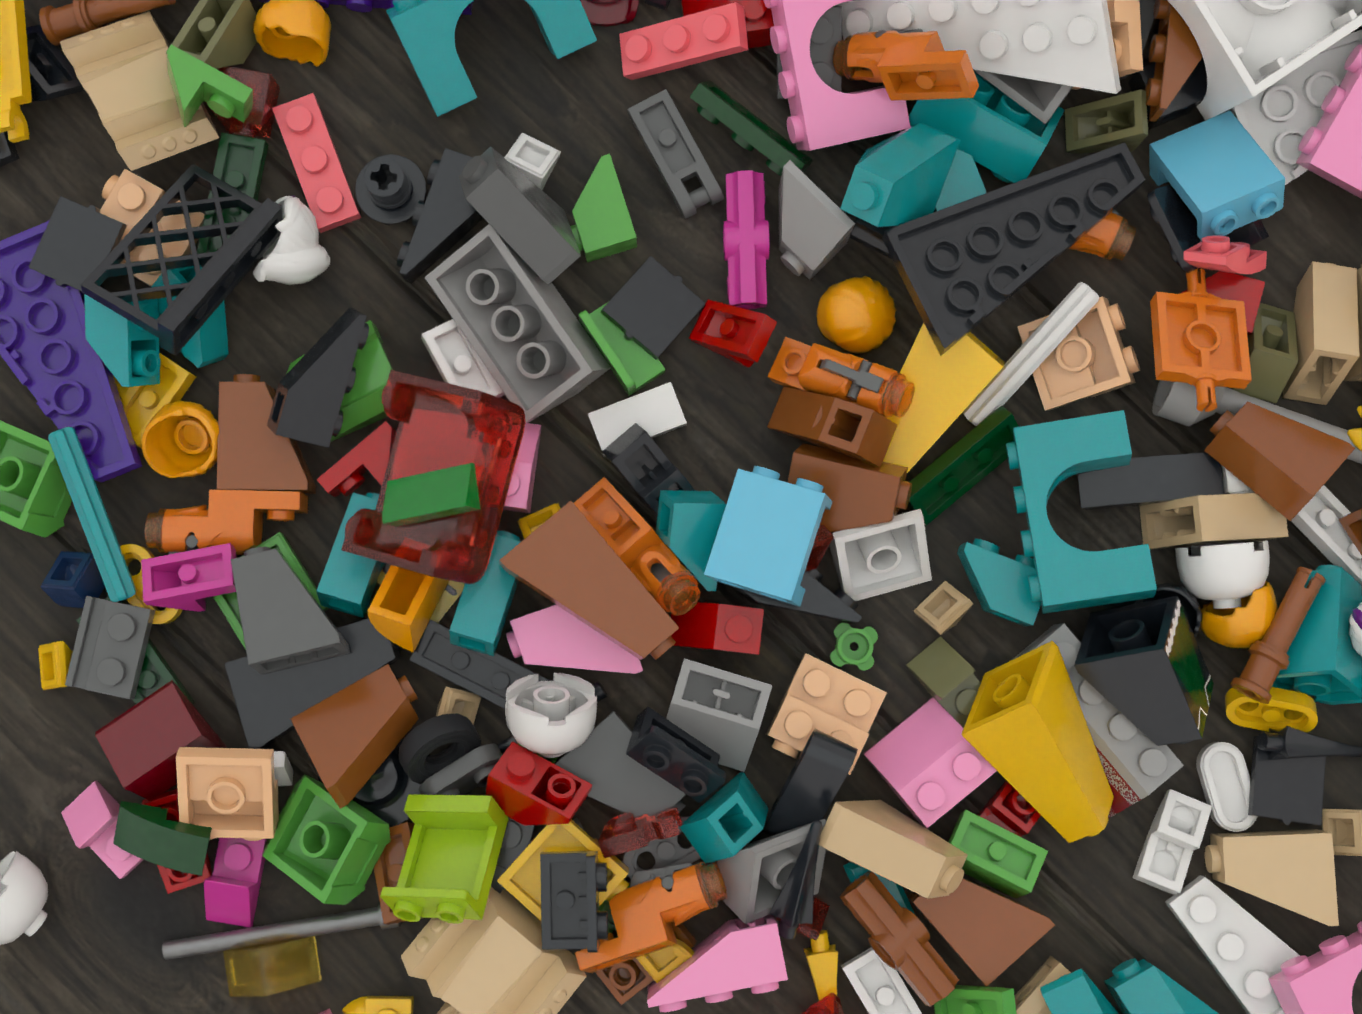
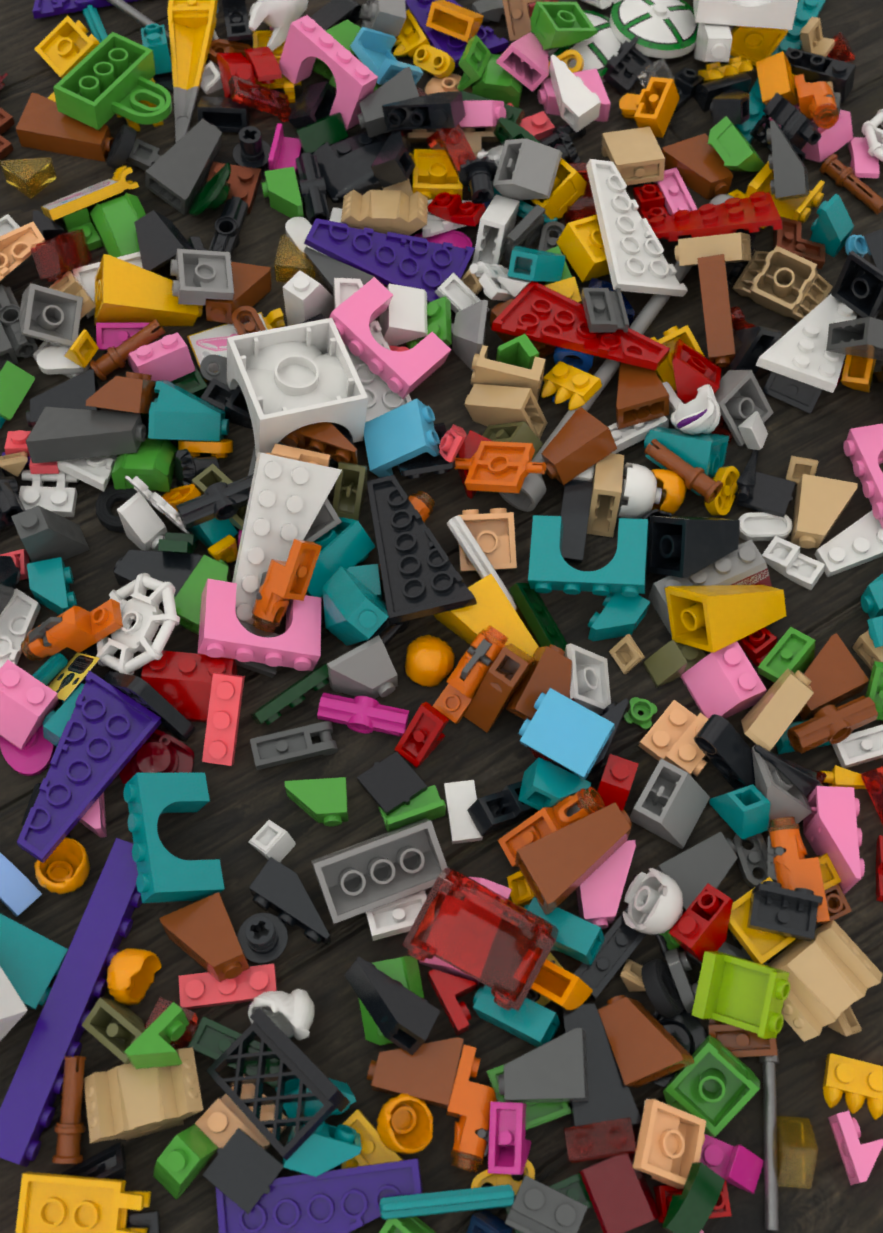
camera: 75 degrees left, 20 degrees down
(78, 169) = (183, 1160): none -> bright green slope
(211, 700) = (600, 1140): none -> clear red bracket
(368, 116) = (207, 937): none -> dark orange slope
(431, 495) = (494, 938): green slope -> none
(520, 214) = (313, 843): dark grey slope -> none
(630, 832) = (743, 866): clear red plate -> none
(675, 755) = (696, 829): black bracket -> none

